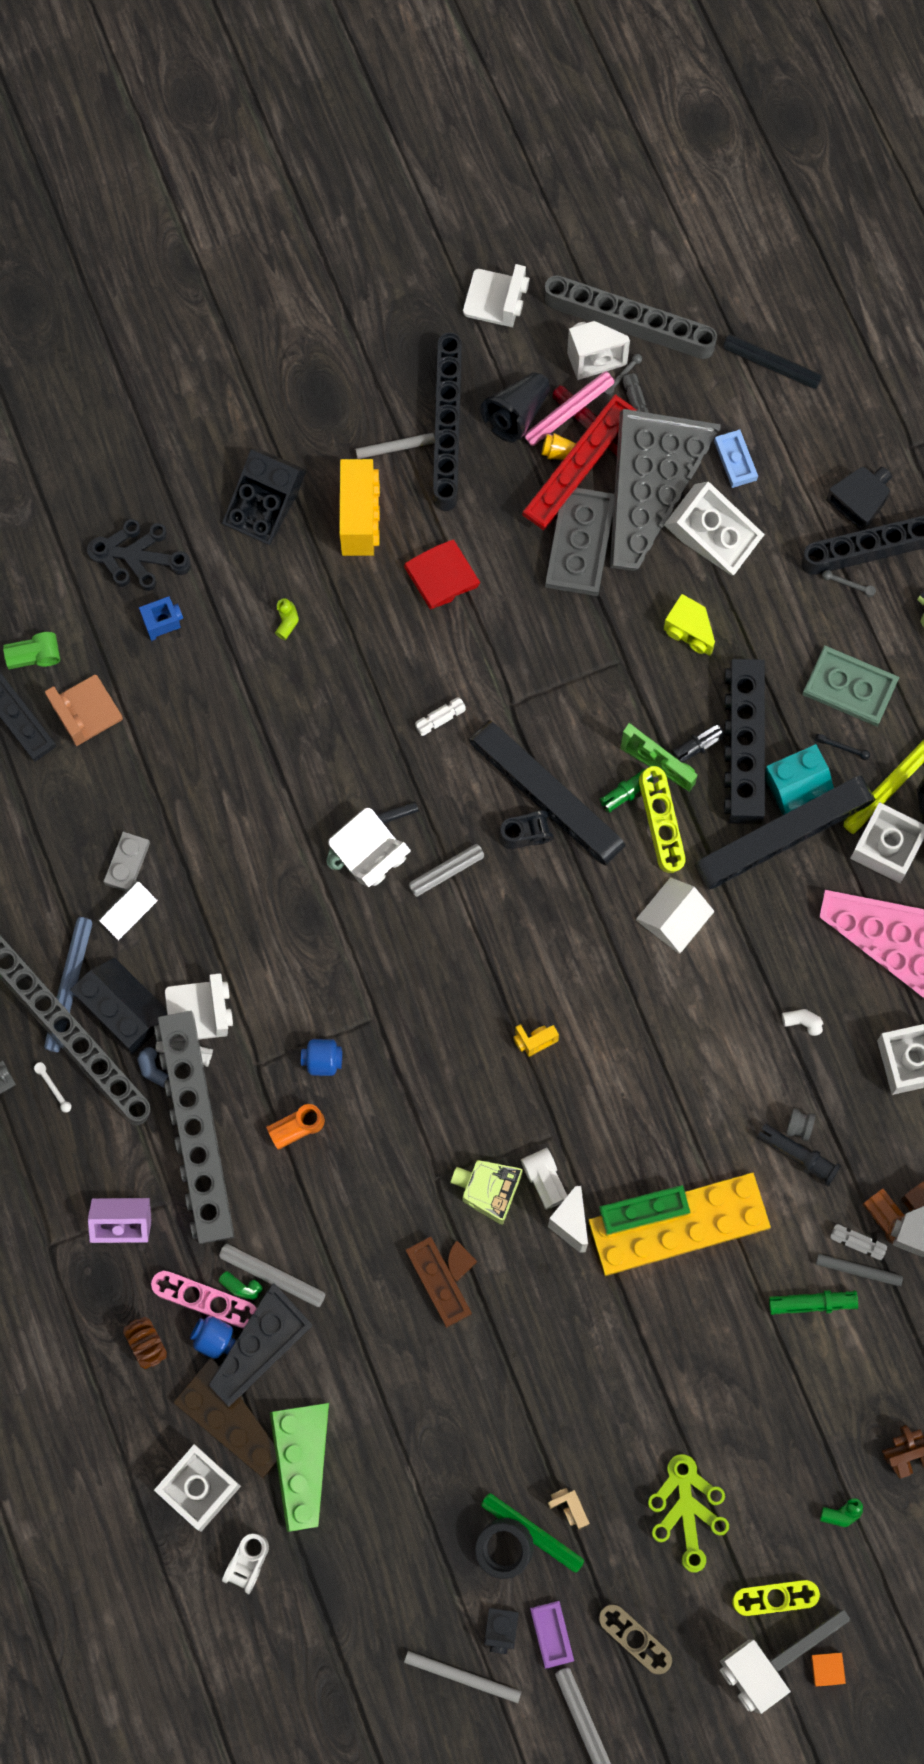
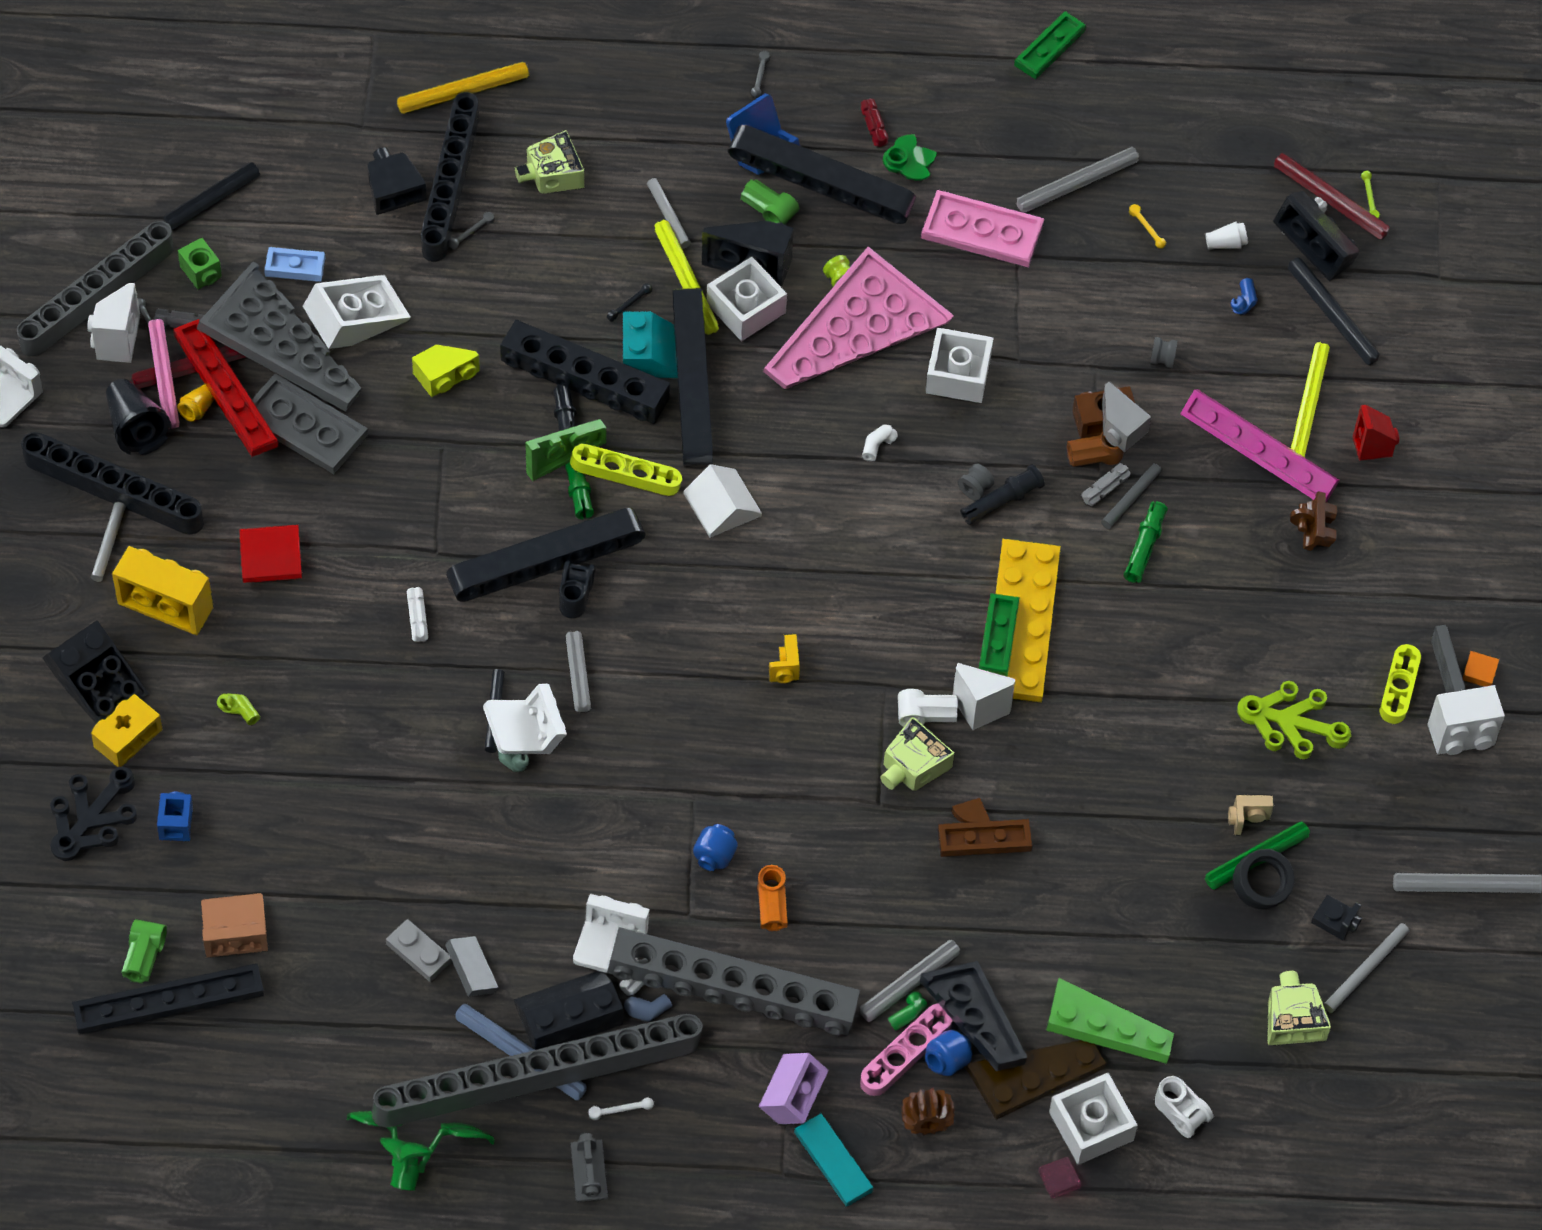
camera: 70 degrees left, 15 degrees down
(76, 1282) = (833, 1160): none -> teal tile
(139, 1481) = (1059, 1177): none -> clear pink tile
(230, 553) = (126, 730): none -> yellow brick
(384, 1628) = (1296, 1012): none -> yellowish green torso
(552, 1634) = (1358, 878): medium lavender tile -> none
(657, 1649) = (1384, 822): dark tan beam -> none
(698, 375) = (199, 254): none -> bright green brick
(845, 1515) = (1349, 598): green arm -> none
(850, 686) = (573, 271): sand green tile -> none

